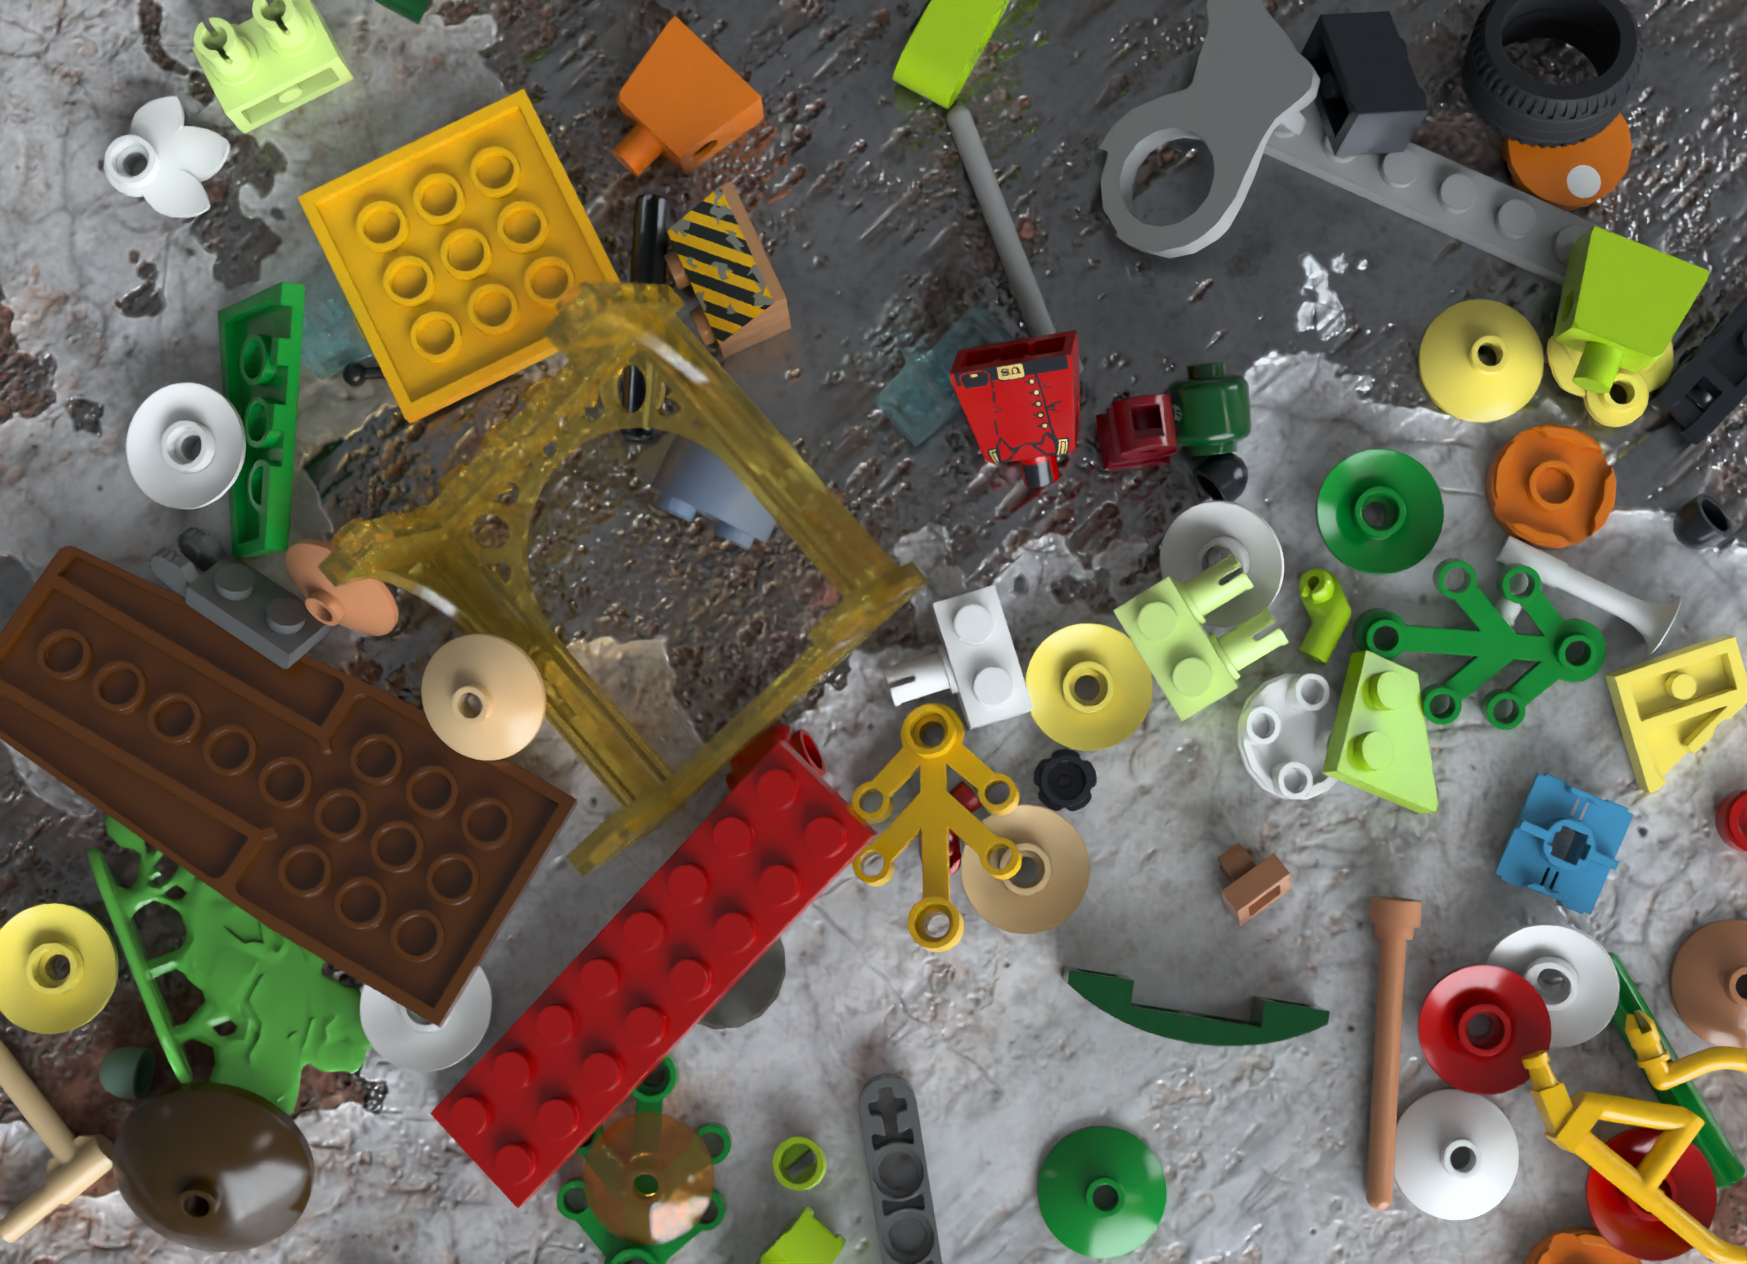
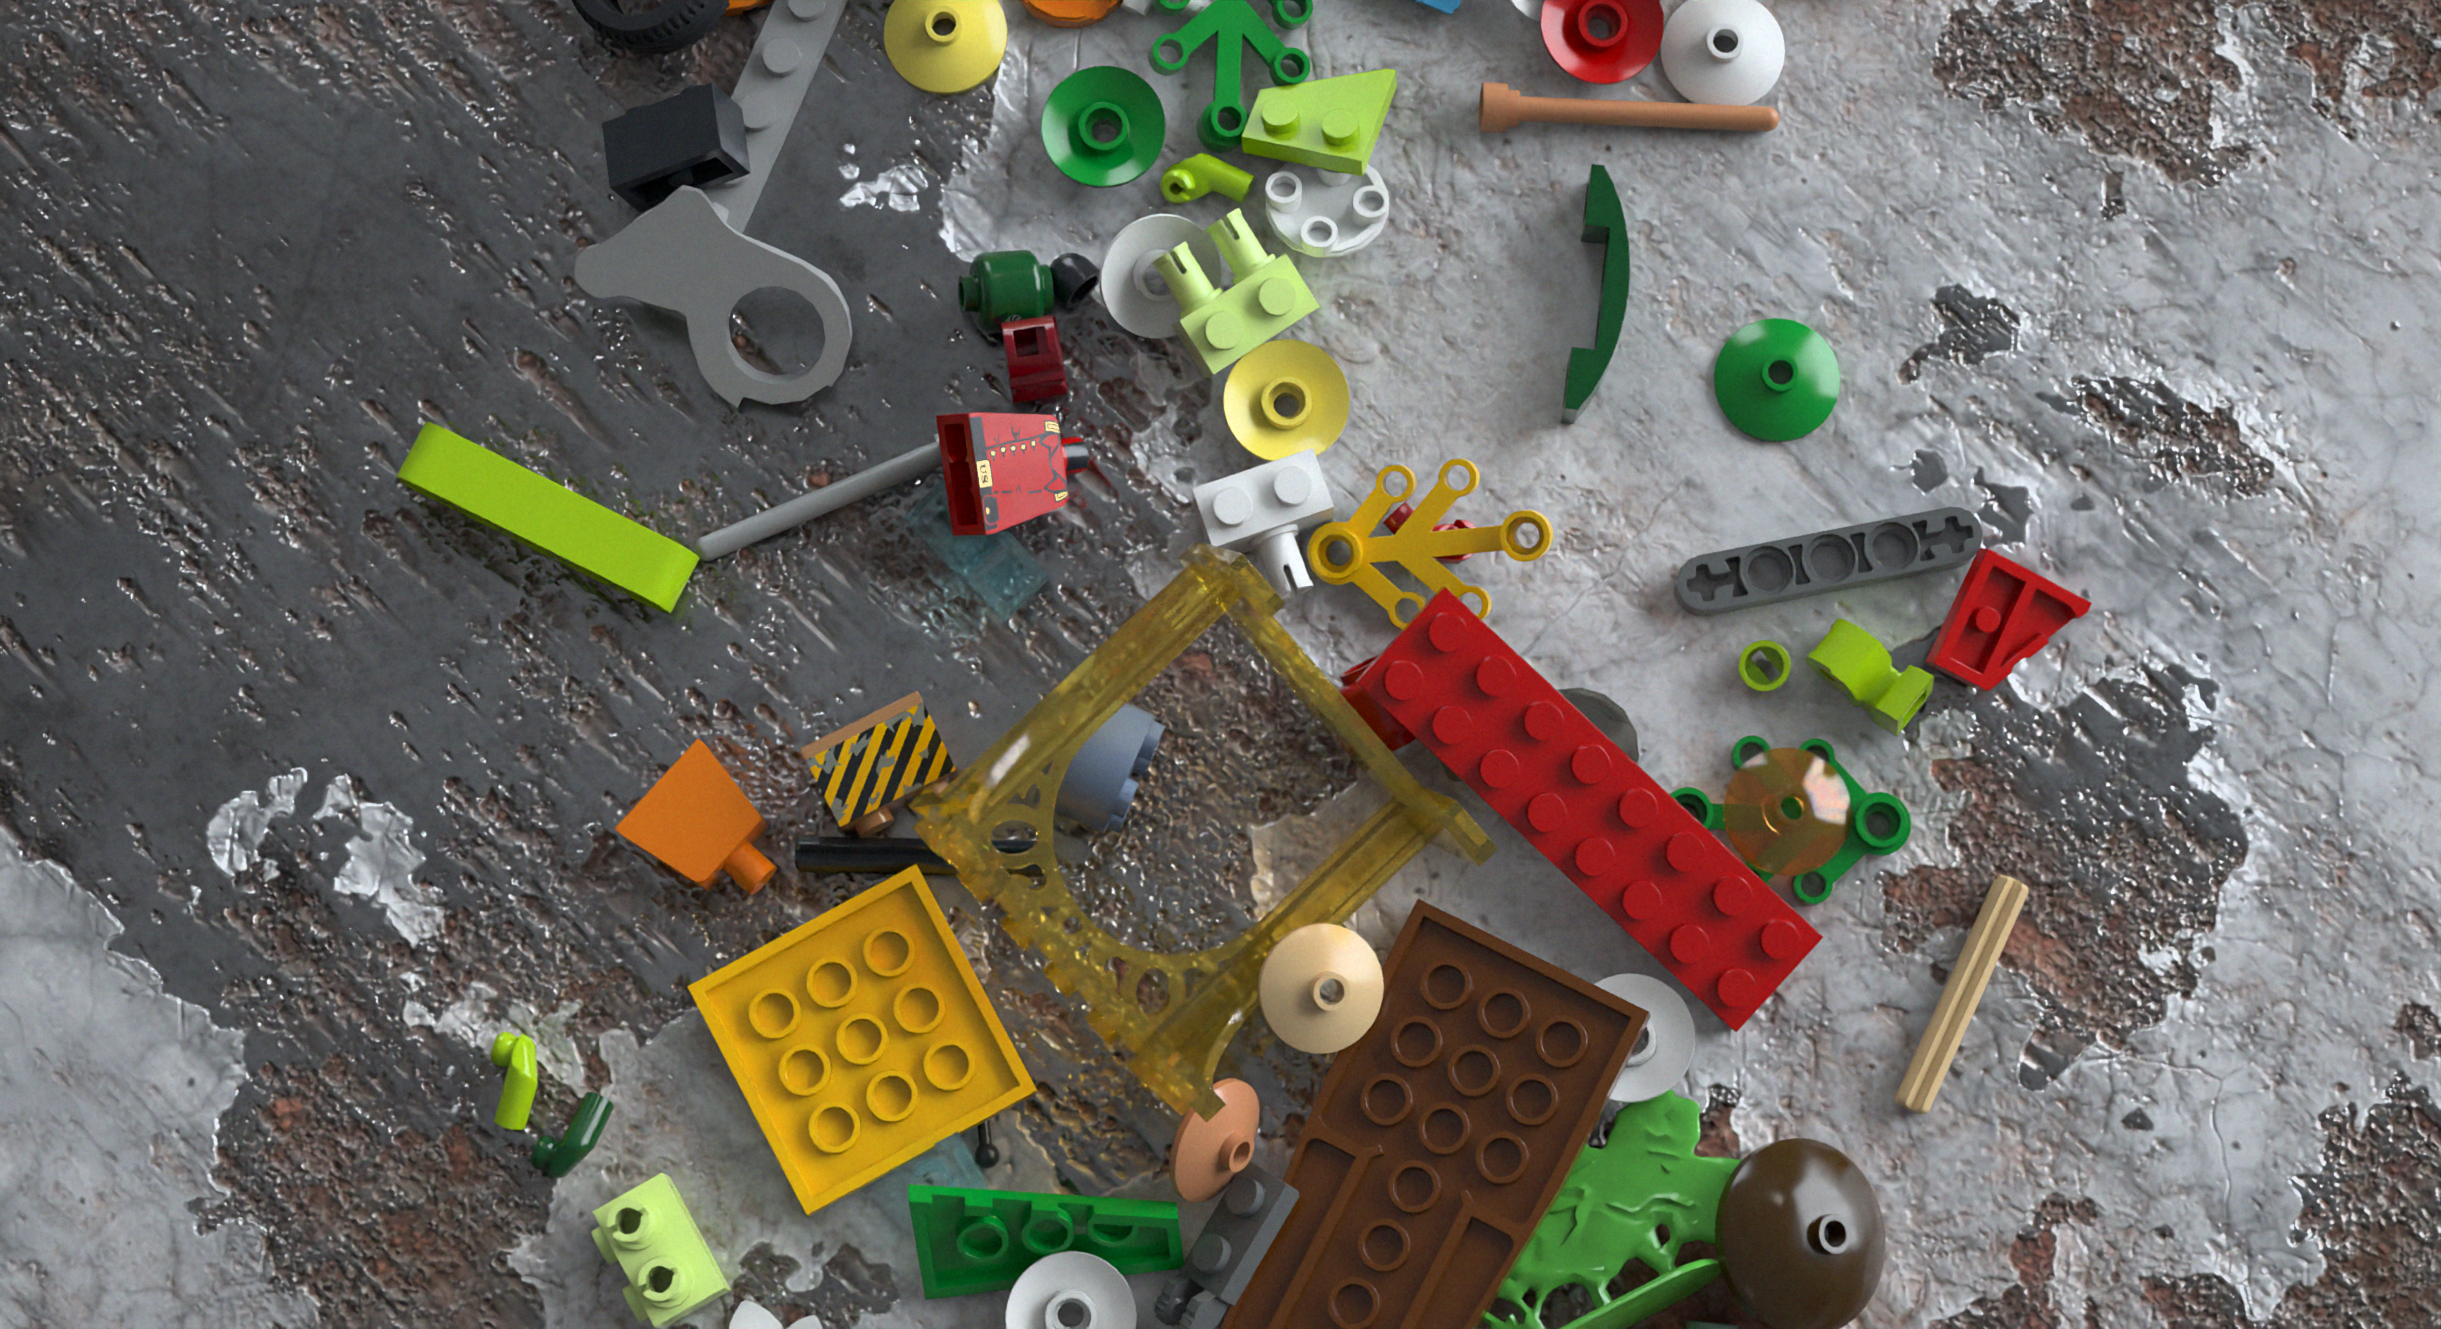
camera: 90 degrees left, 5 degrees down
(1060, 878) = (1476, 425): tan dish -> none
(1082, 778) = (1379, 407): black plate -> none
(1251, 885) = (1473, 242): nougat tile -> none

